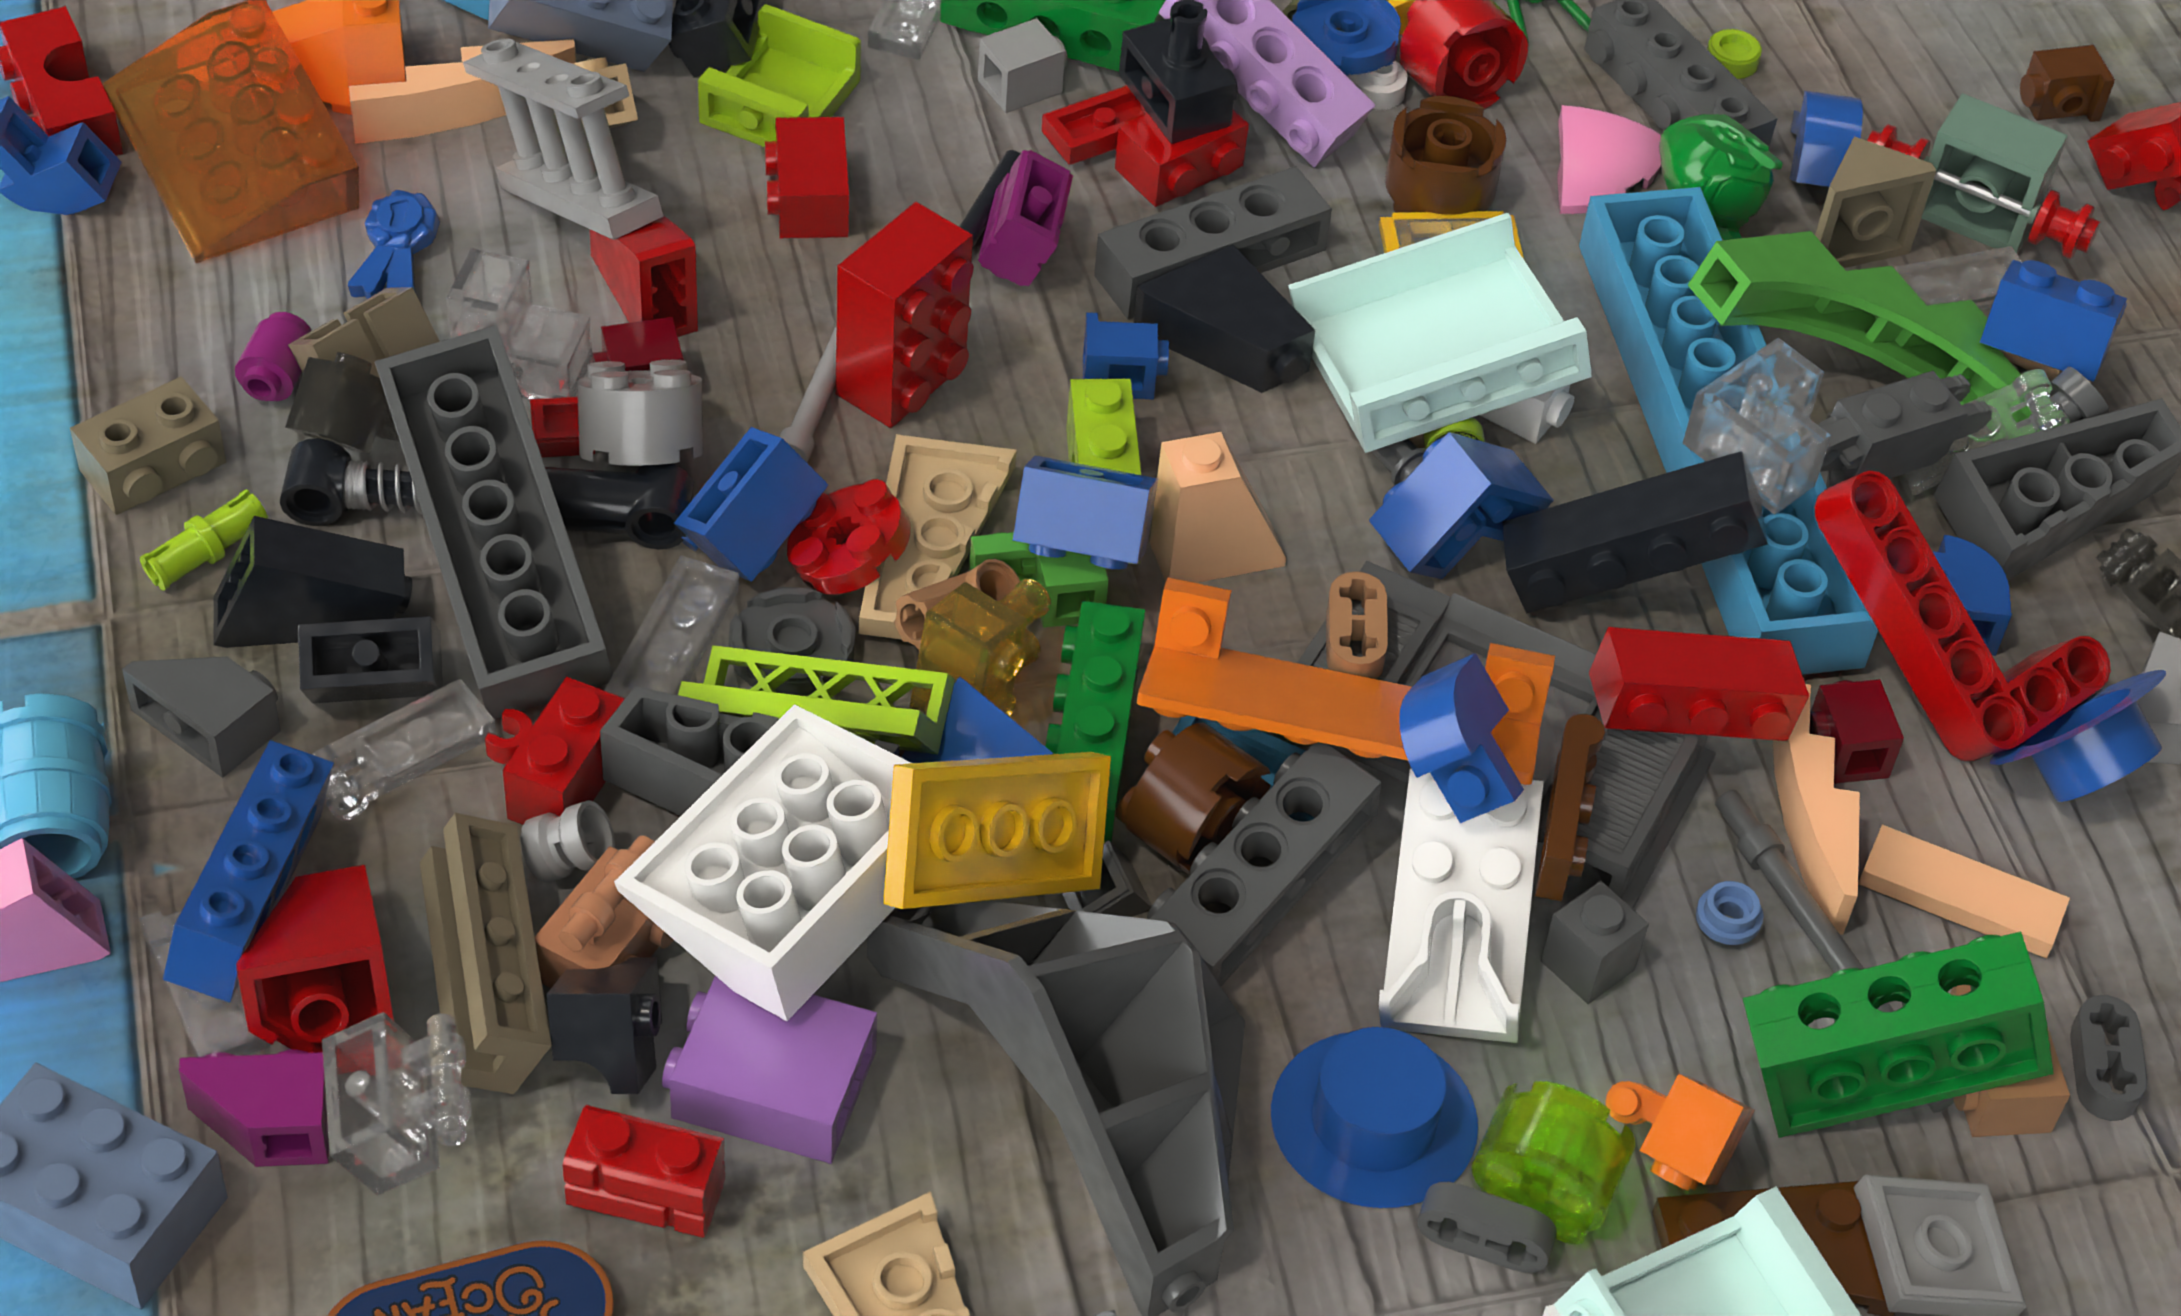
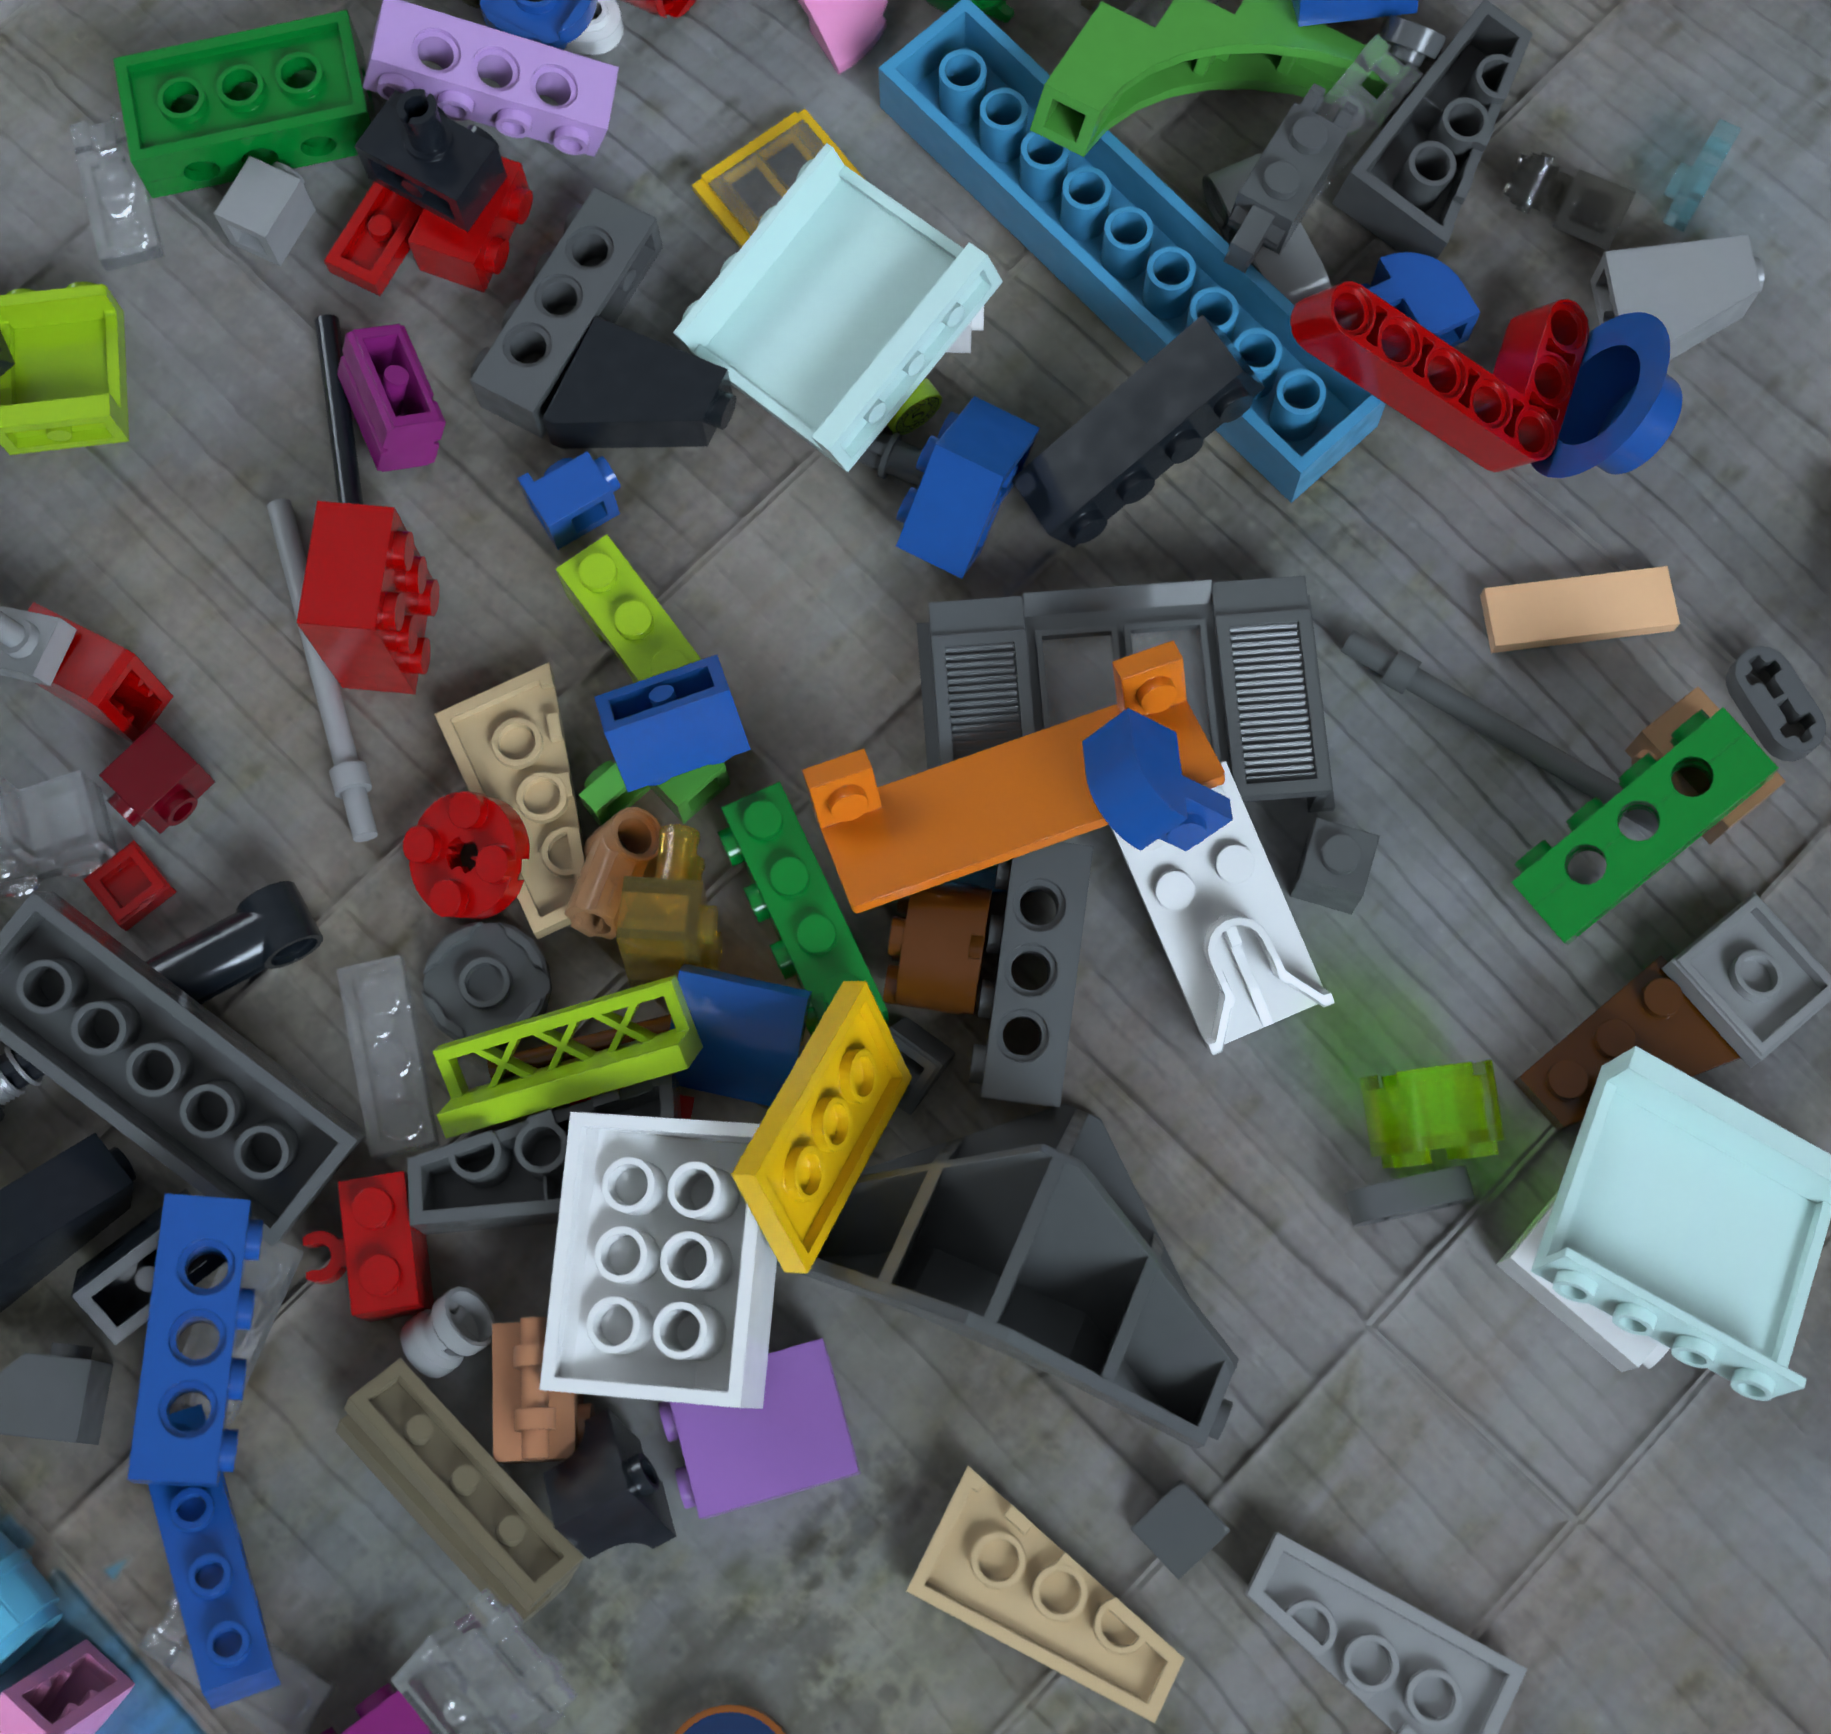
camera: 25 degrees left, 25 degrees up
(315, 962) = (334, 1600): red slope -> none
(427, 617) = (187, 1231): none -> blue brick
(640, 413) = (203, 853): light grey brick -> none
(644, 1171) = (729, 1604): red brick -> none
(751, 504) = (366, 887): blue brick -> none
(811, 177) = (161, 465): red brick -> none
(1208, 514) = (767, 635): light nougat slope -> none
(1344, 626) = (984, 683): medium nougat beam -> none
(1374, 1117) = (1253, 1139): blue hose -> none
(1444, 158) = (715, 90): reddish brown brick -> none
(1569, 804) = (1258, 771): reddish brown plate -> none
(1691, 1128) = (1522, 1010): orange brick -> none
(1698, 684) = (1288, 572): red brick -> none
(1733, 900) = (1420, 741): medium blue plate -> none
(1766, 414) = (1183, 269): clear brick -> none
(1819, 819) = (1436, 621): light nougat slope -> none
(1862, 726) = (1410, 506): dark red brick -> none

